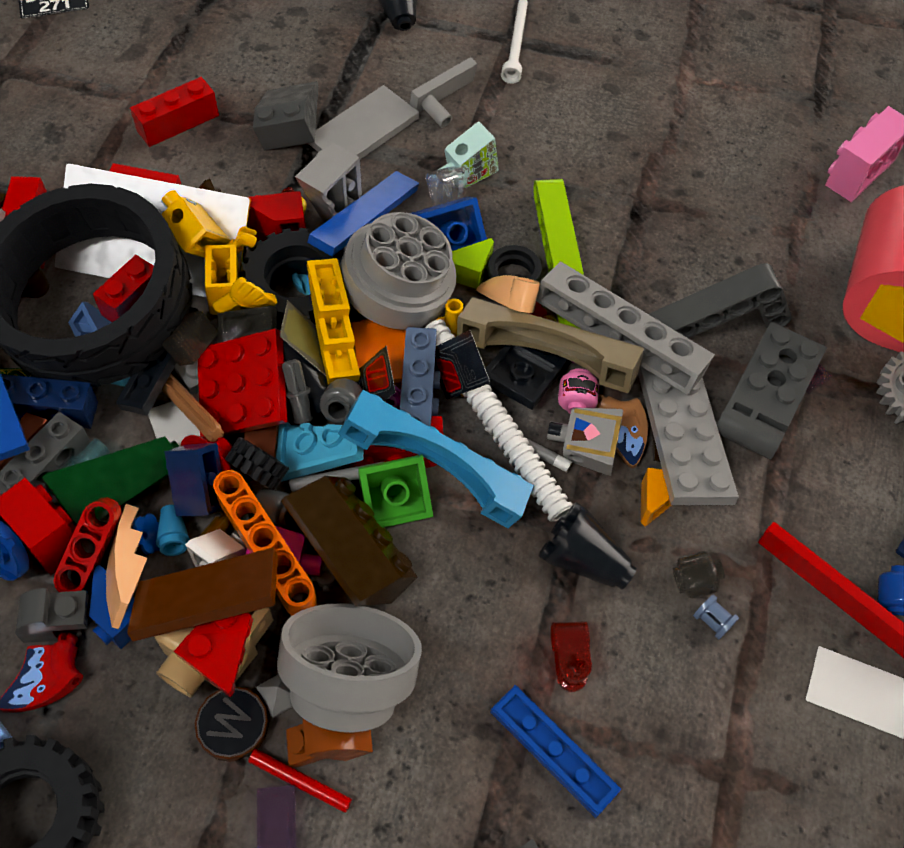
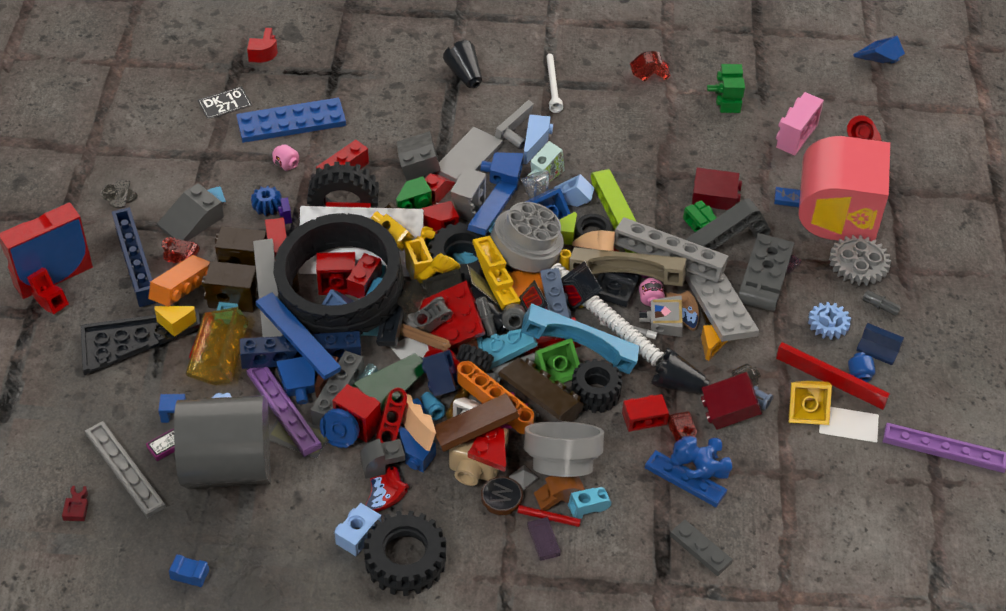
camera: 10 degrees left, 10 degrees down
(47, 147) = (266, 200): none -> blue gear
(66, 157) = (284, 210): none -> dark purple plate
(86, 268) = (333, 271): none -> red brick
(98, 87) = (285, 157): none -> bright pink head
(131, 36) = (290, 120): none -> blue plate
(145, 132) = (342, 178): none -> black tyre
(208, 376) = (433, 314): none -> dark grey piece
(251, 174) = (415, 195): none -> green slope
(289, 163) = (439, 185): none -> red slope
(374, 769) = (588, 501): none -> medium azure leg
(409, 153) = (504, 168): none -> blue torso
(446, 520) = (597, 373): none -> black tyre
(472, 106) = (537, 135): none -> light blue slope
(504, 206) = (576, 191): none -> light blue slope
(515, 608) = (645, 412): none -> red brick
(566, 708) = (704, 458): none -> blue animal
(662, 31) = (649, 63): none -> clear red brick
(664, 618) = (730, 401): none -> dark red brick
(683, 276) = (698, 215): none -> green brick
(720, 236) = (716, 188): none -> dark red brick
(773, 84) = (729, 88): none -> green brick
(802, 643) = (810, 402): none -> yellow slope
(829, 267) = (787, 197): none -> blue tile
(860, 492) = (829, 320): none -> light blue gear

